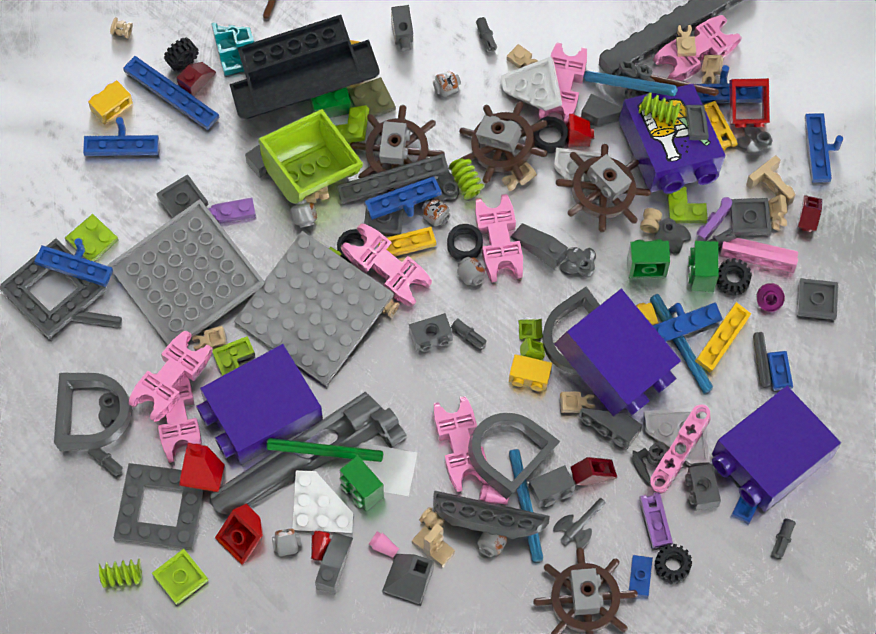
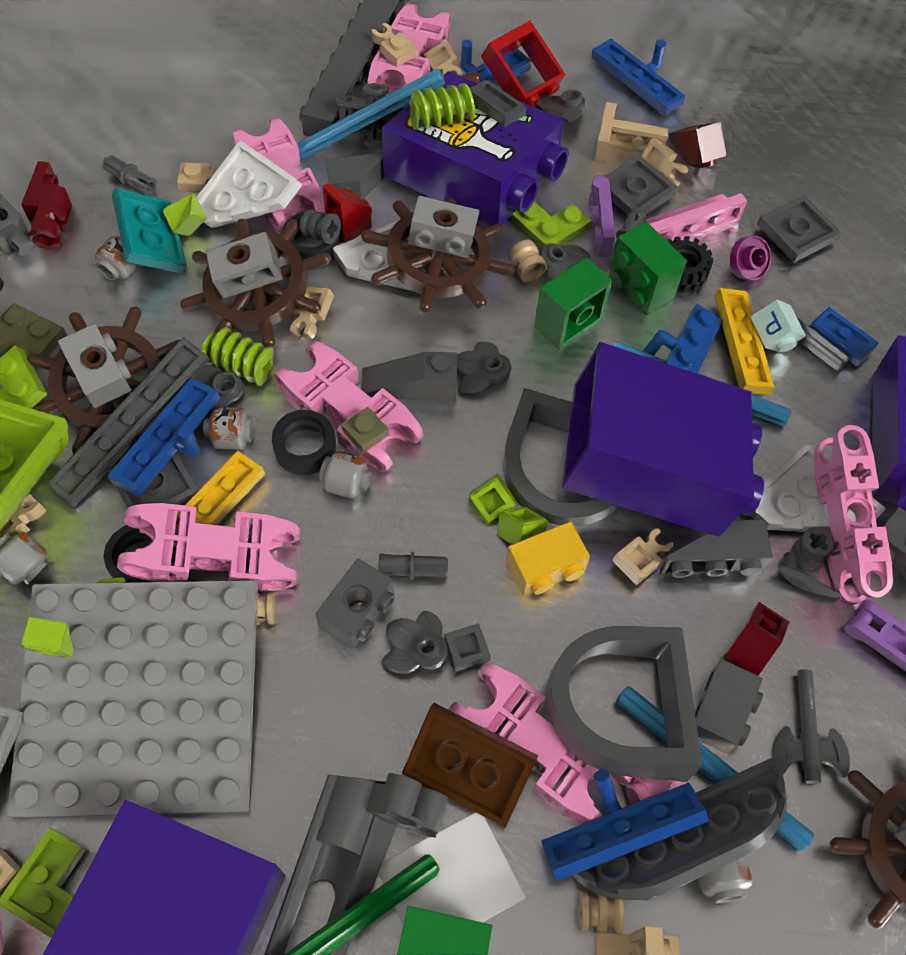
camera: 40 degrees left, 5 degrees down
(294, 259) = (48, 638): none -> lime slope
(424, 429) = (469, 764): none -> reddish brown tile
(431, 29) = (46, 207): none -> dark red plate
(443, 365) = (410, 642): none -> dark grey plate
(463, 385) = (467, 647): none -> dark grey plate
(464, 495) = (622, 828): none -> blue plate
(471, 78) = (146, 232): none -> teal tile
(494, 256) = (365, 429): none -> olive plate
(495, 79) = (185, 215): none -> lime slope
(555, 133) = (320, 226): none -> dark grey bush
(745, 342) = (778, 326): none -> light aqua brick

